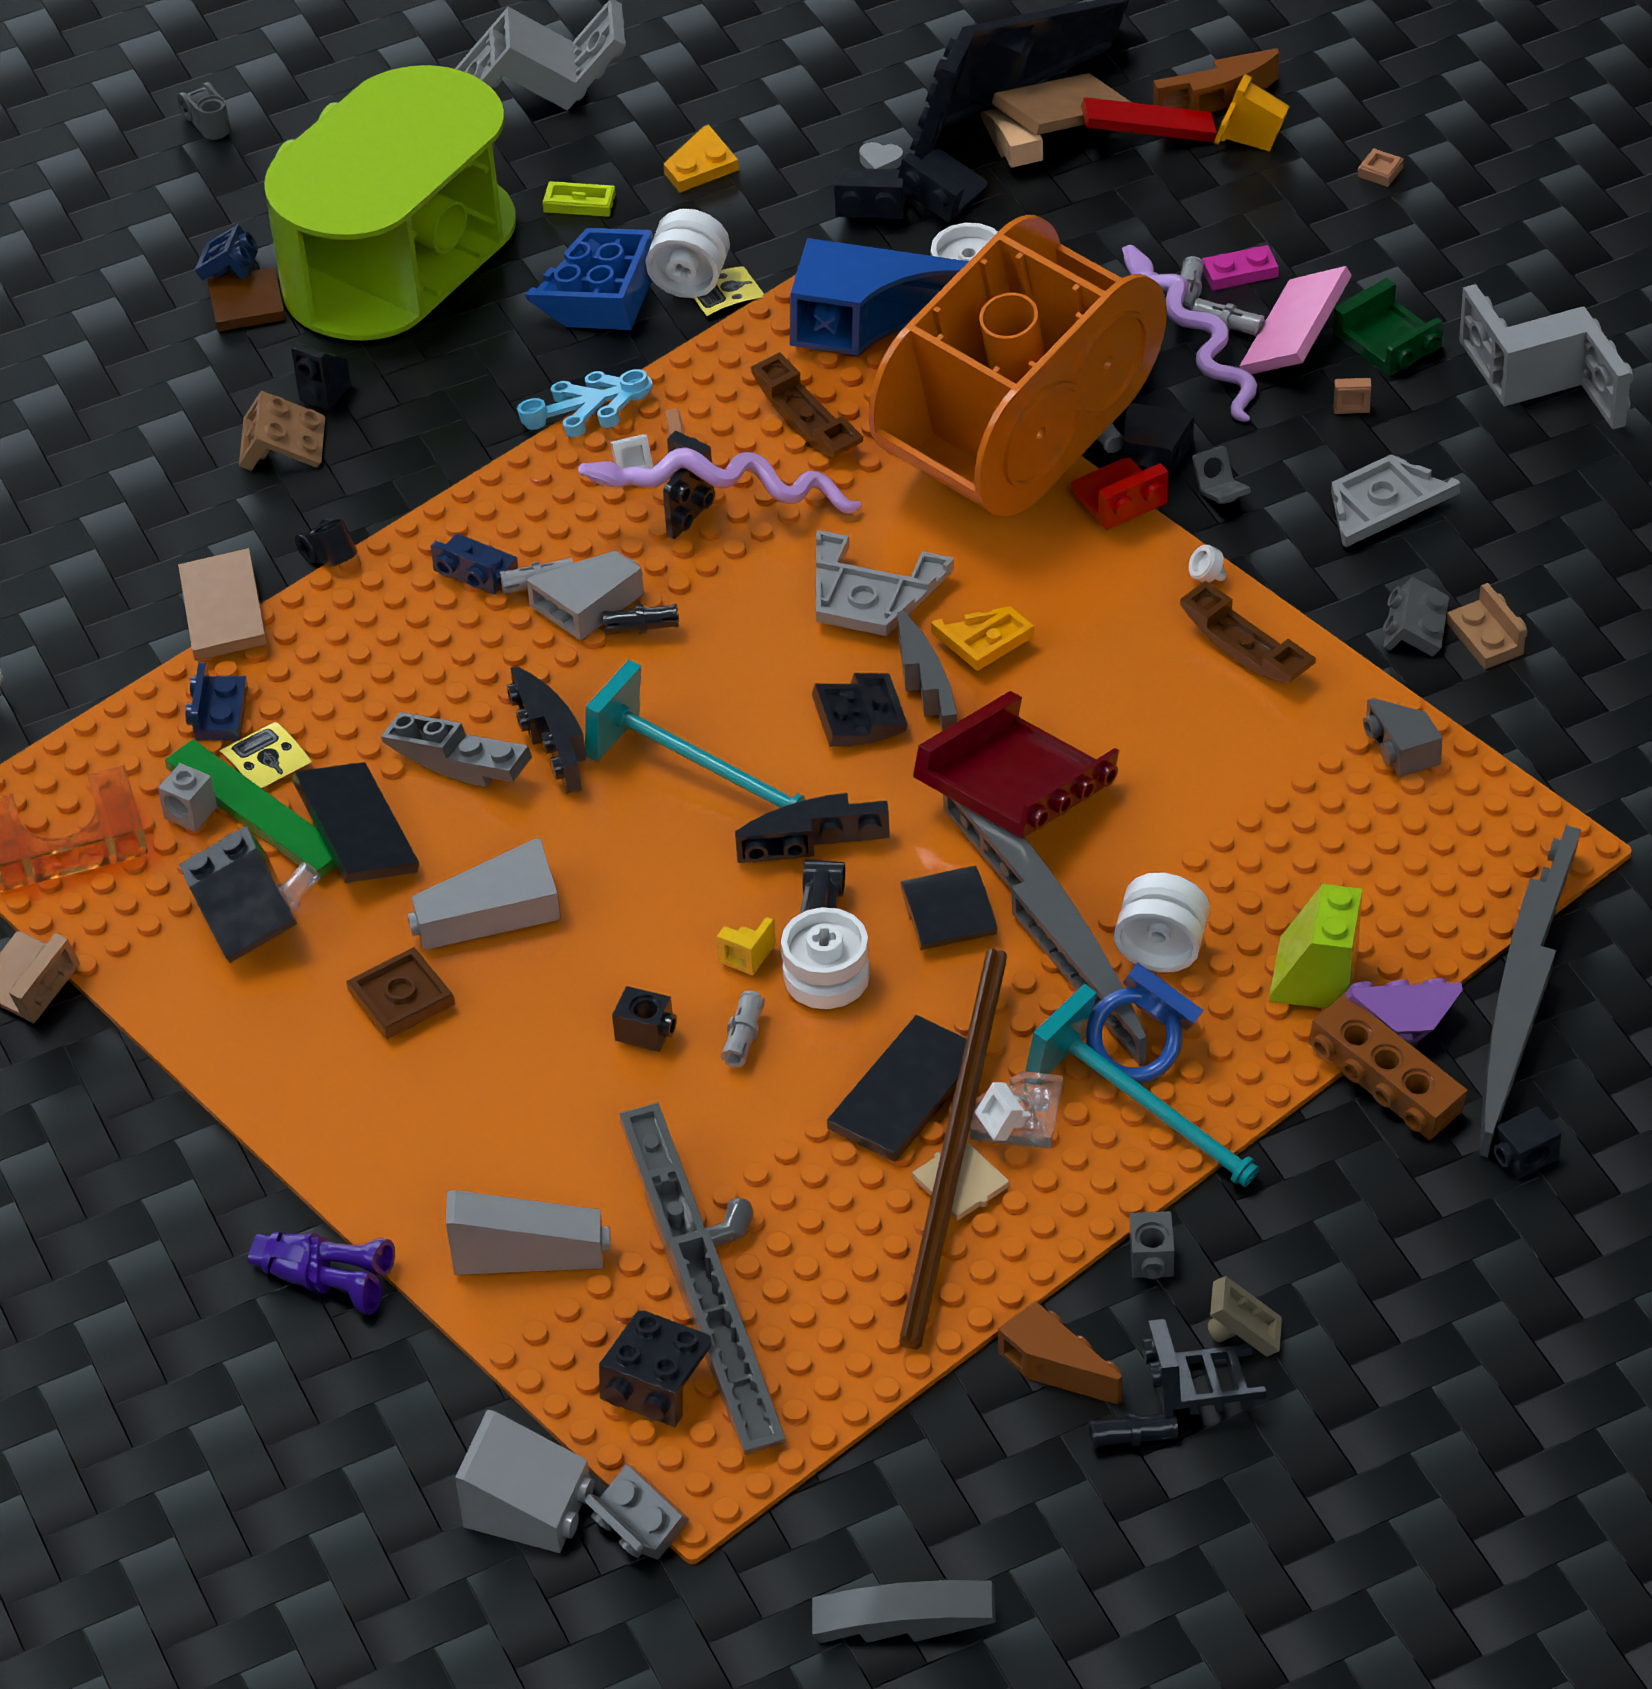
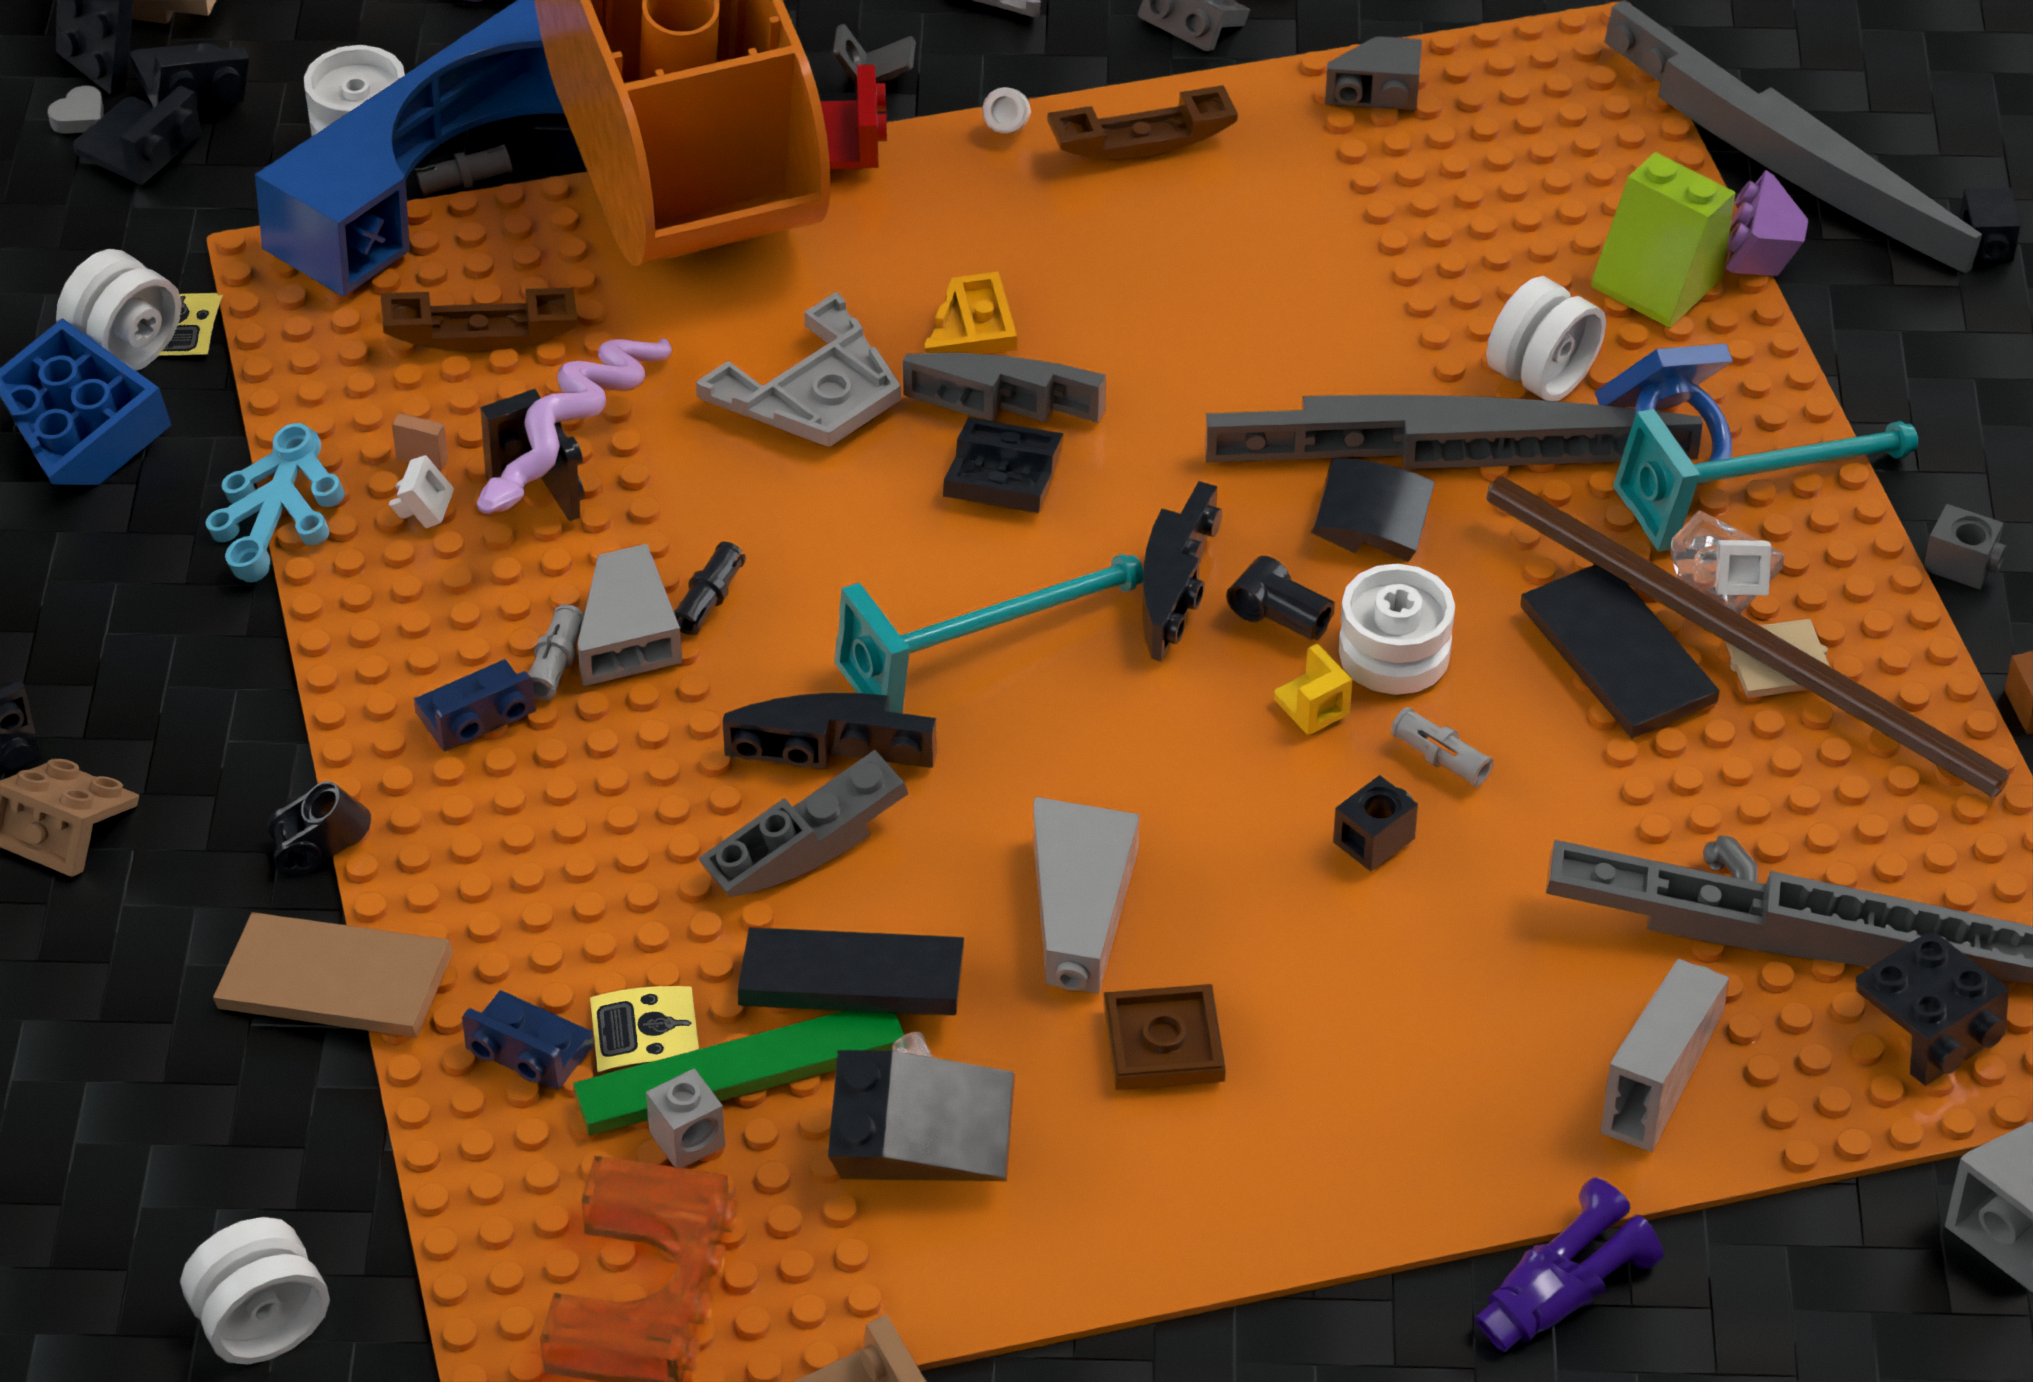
camera: 65 degrees left, 0 degrees up
(1010, 768) = (1227, 365): dark red panel -> none
(1378, 1047) = (1833, 274): dark orange brick -> none

